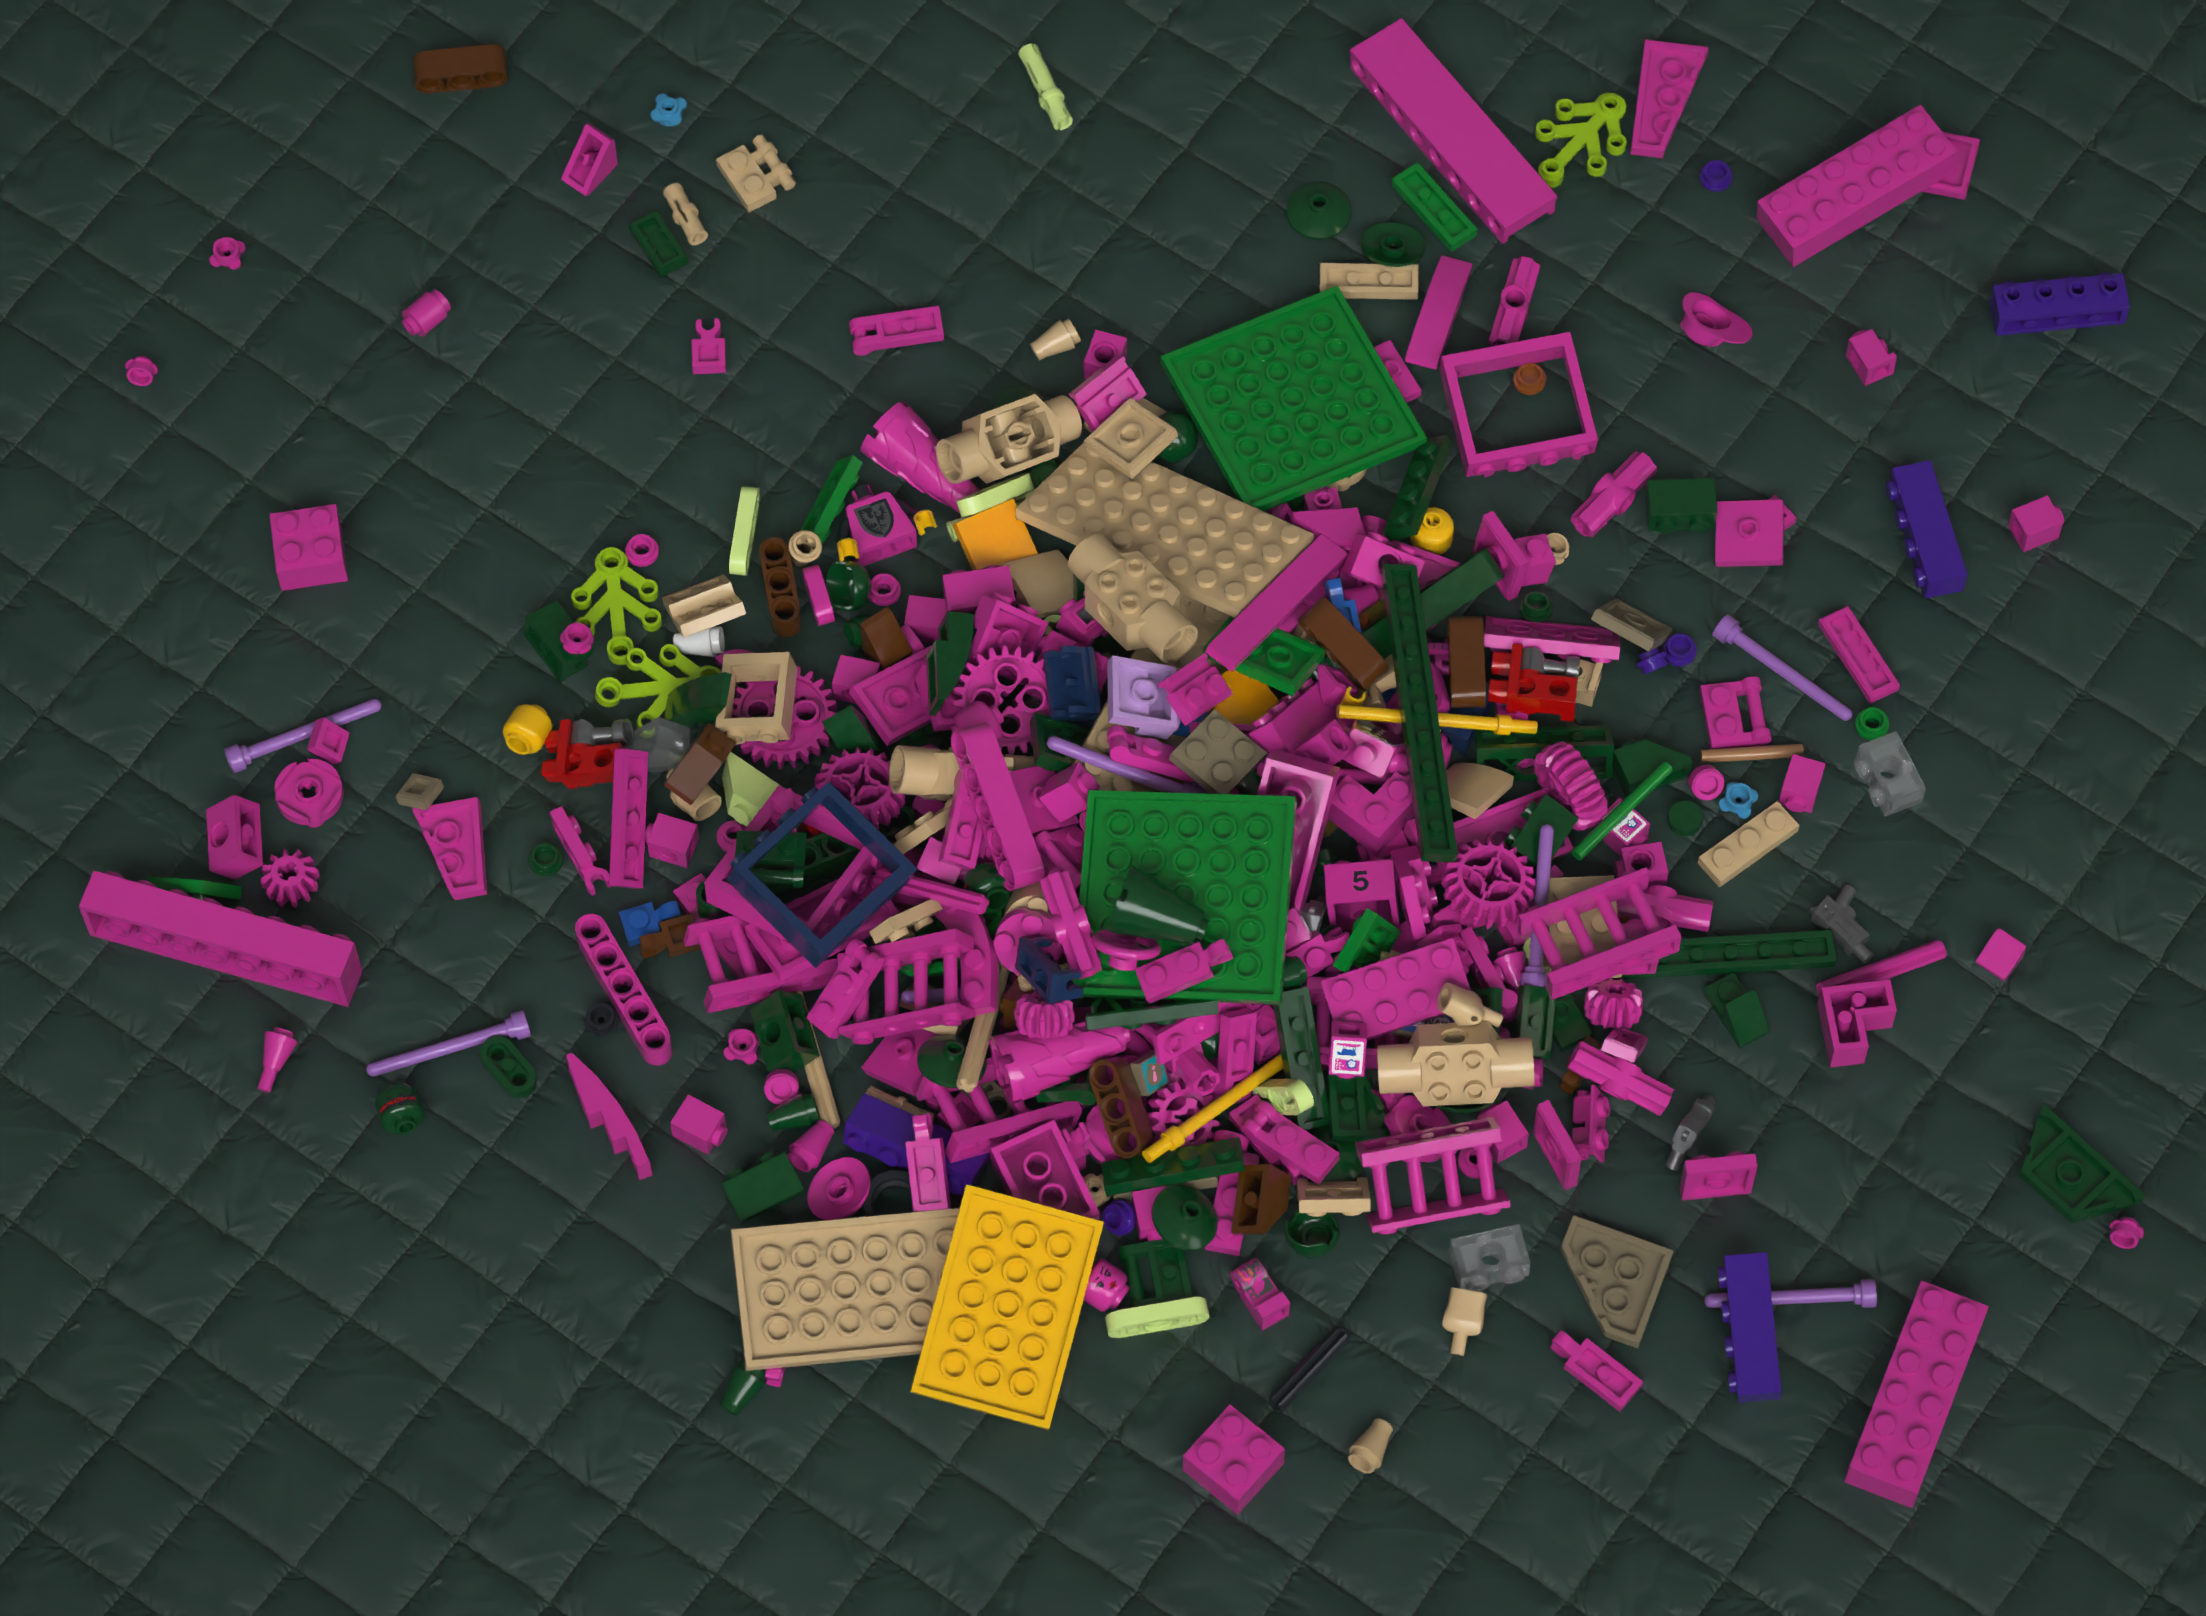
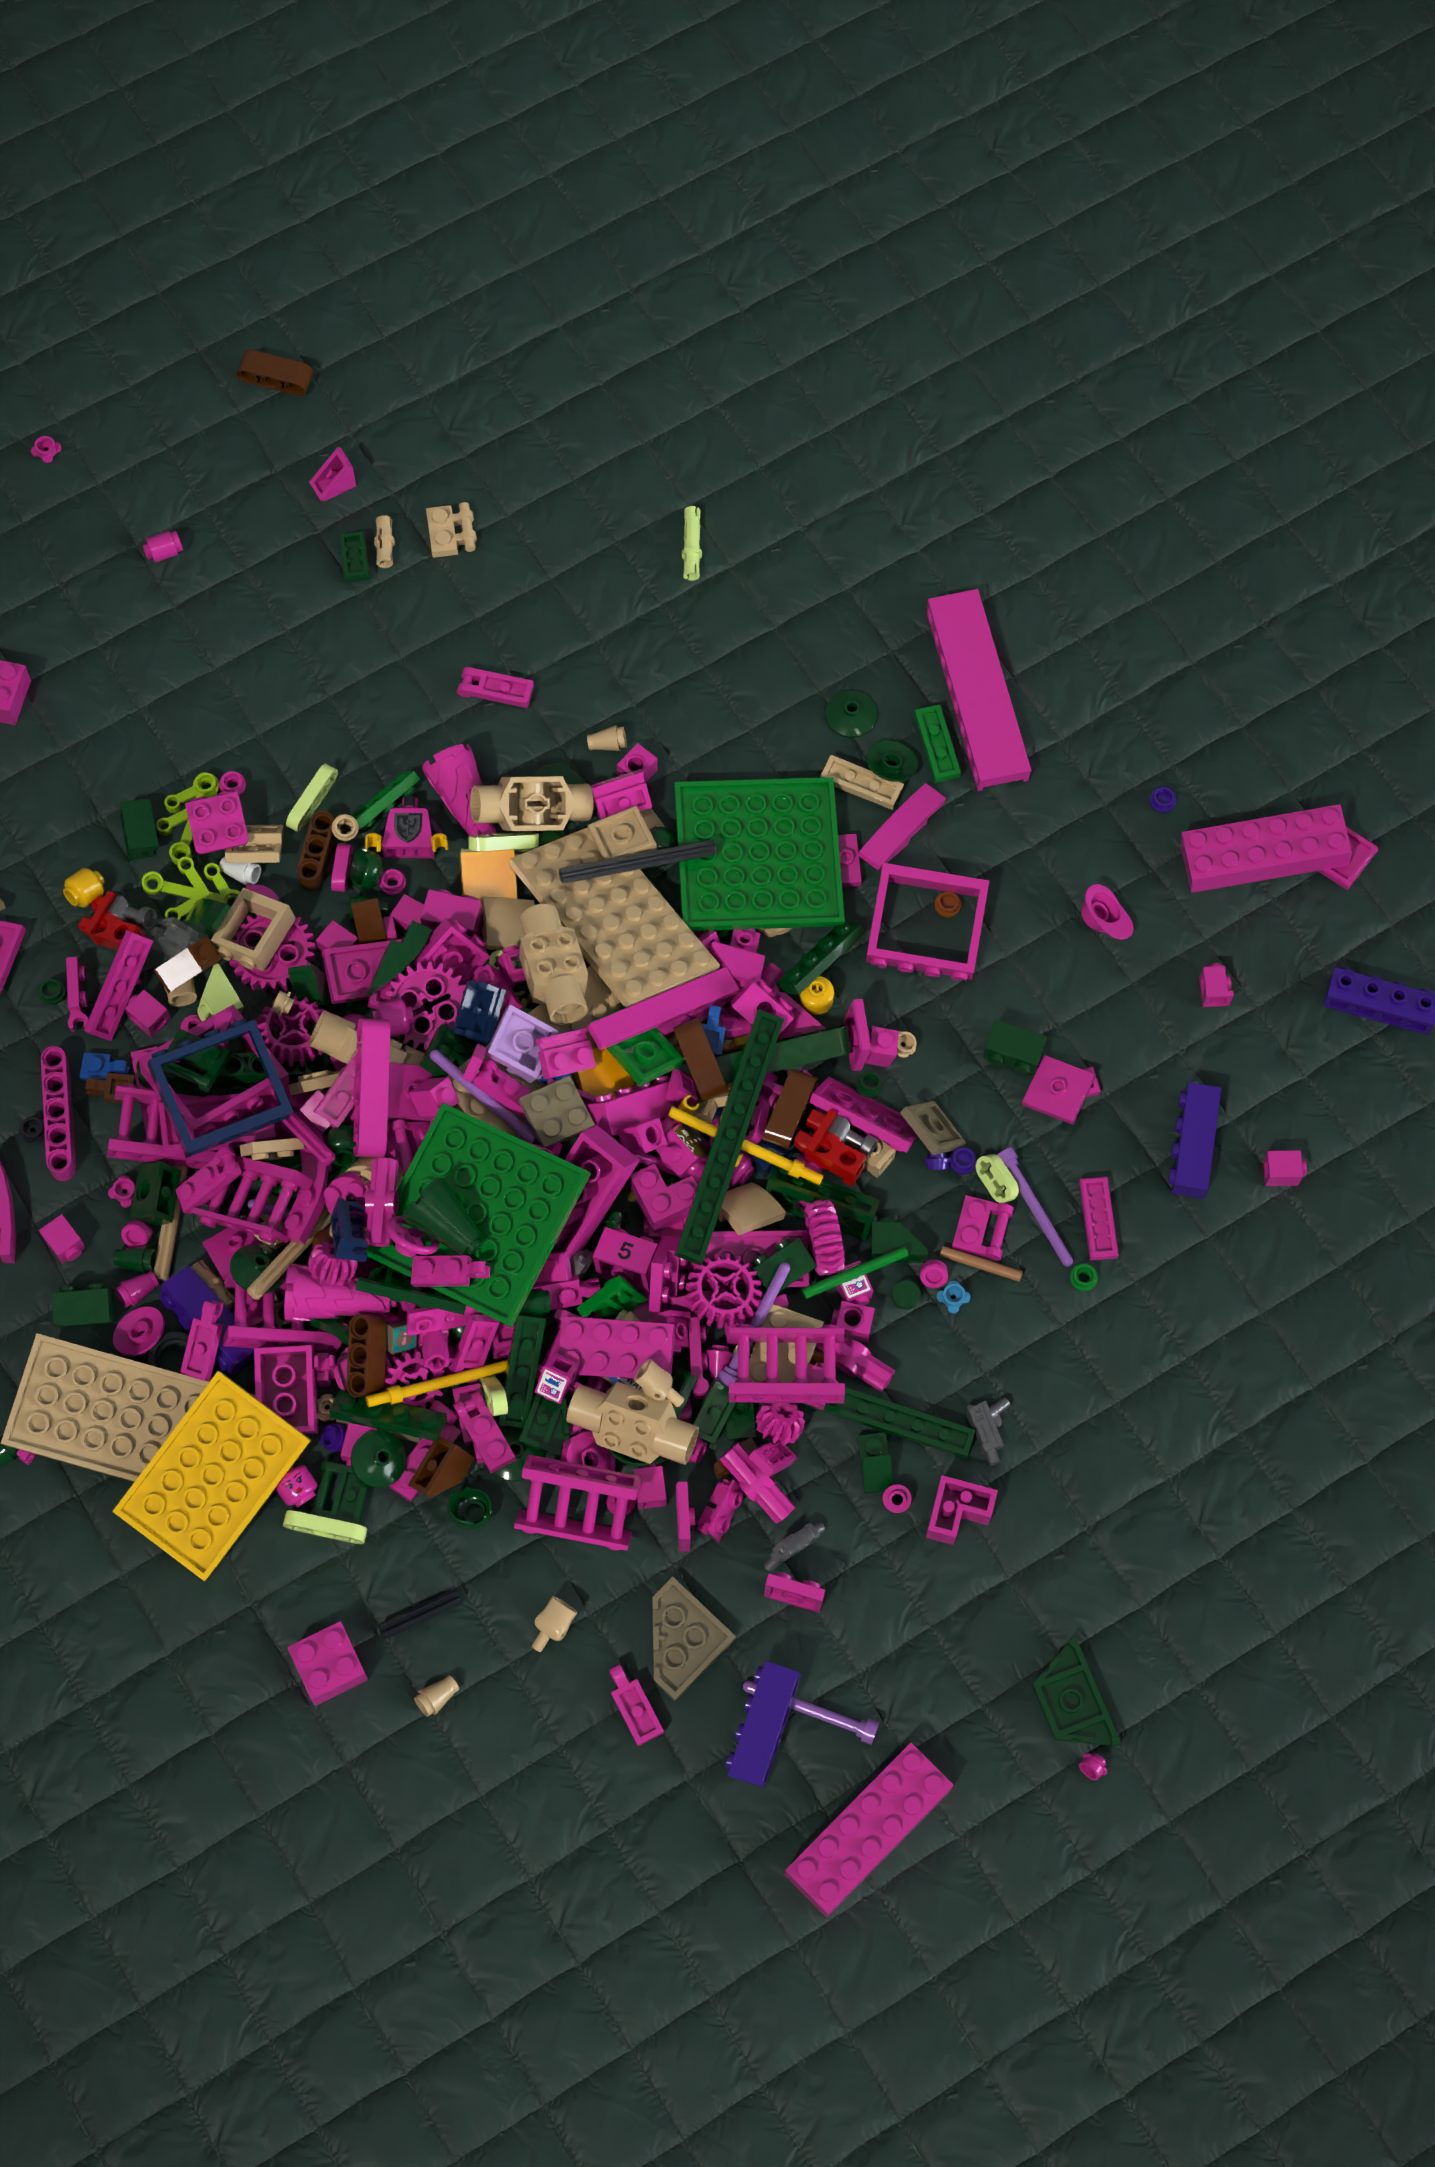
camera: 20 degrees right, 5 degrees up
(579, 632) = (149, 828): dark pink plate -> none
(652, 595) = (217, 822): none -> dark pink bracket
(671, 117) = (410, 465): dark azure plate -> none
(708, 350) = (353, 651): dark pink plate -> none
(838, 761) = (282, 1003): none -> tan plate
(1102, 734) = (474, 1063): none -> dark pink tile
(1164, 456) = (637, 861): none -> black axle
(1260, 1294) = (409, 1540): dark pink leg -> none
(1333, 1196) = (497, 1488): tan plate -> none
(1502, 1243) = (582, 1572): clear brick -> none
(1518, 291) = (970, 831): dark pink piece -> none
(1583, 134) = (1077, 729): lime plant -> none
(1613, 494) = (968, 1019): dark pink piece -> none
(1664, 89) = (1154, 717): dark pink wing -> none
(1727, 653) = (997, 1178): none -> yellowish green beam
(1748, 844) = (945, 1334): tan plate -> none
(1769, 1036) = (897, 1489): none -> dark pink plate
(1801, 784) = (1006, 1304): dark pink brick -> none
(1890, 756) = (1082, 1307): clear brick -> none
(1890, 966) = (1003, 1476): dark pink axle -> none
(2001, 954) = (1098, 1502): dark pink slope -> none

